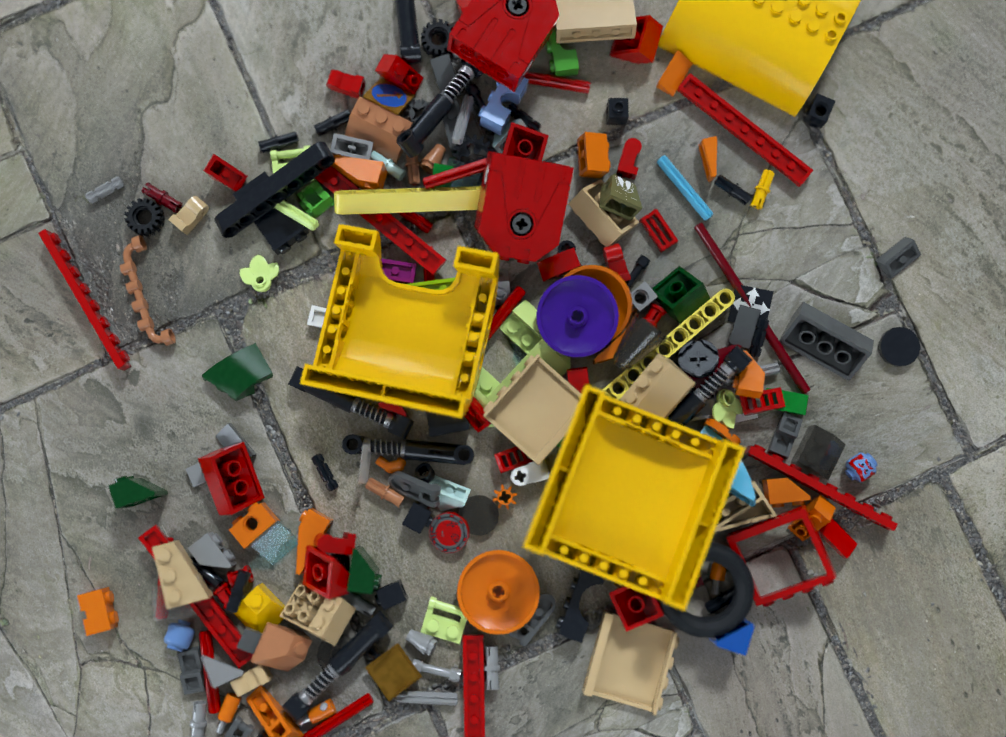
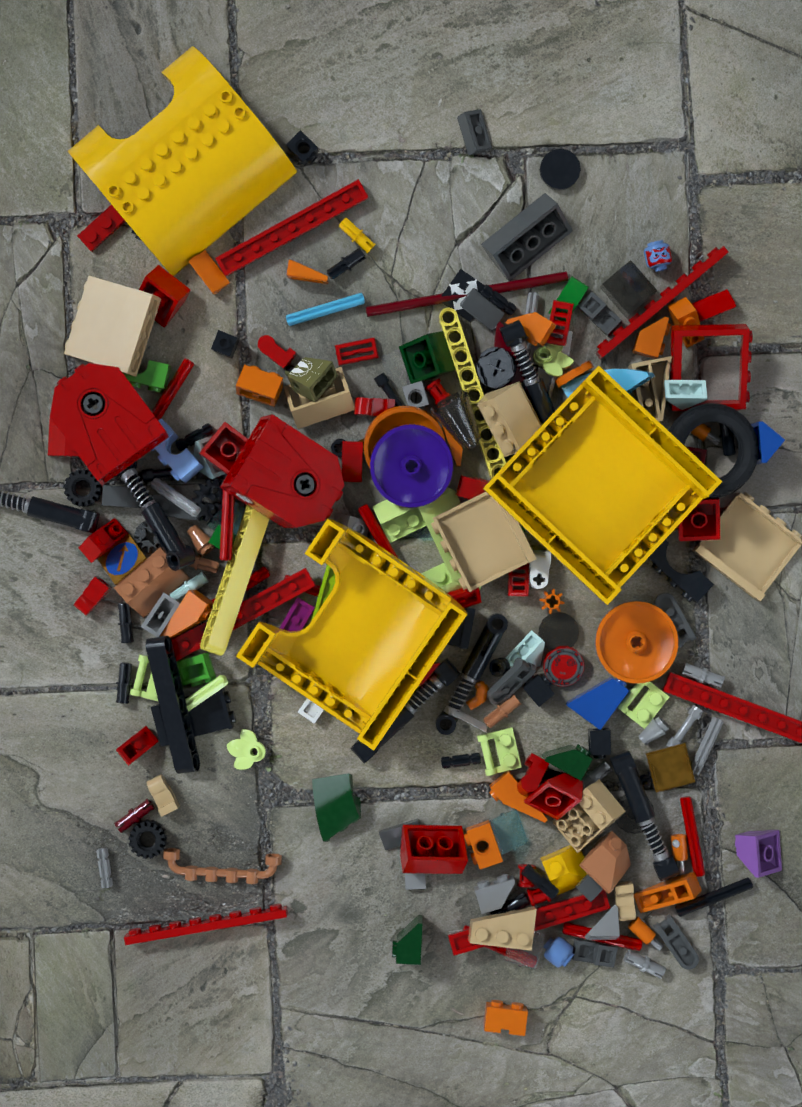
camera: 70 degrees left, 5 degrees up
(349, 511) = (506, 751): none -> yellowish green plate
(429, 579) = (600, 701): none -> blue slope
(749, 543) = (685, 392): none -> light aqua slope

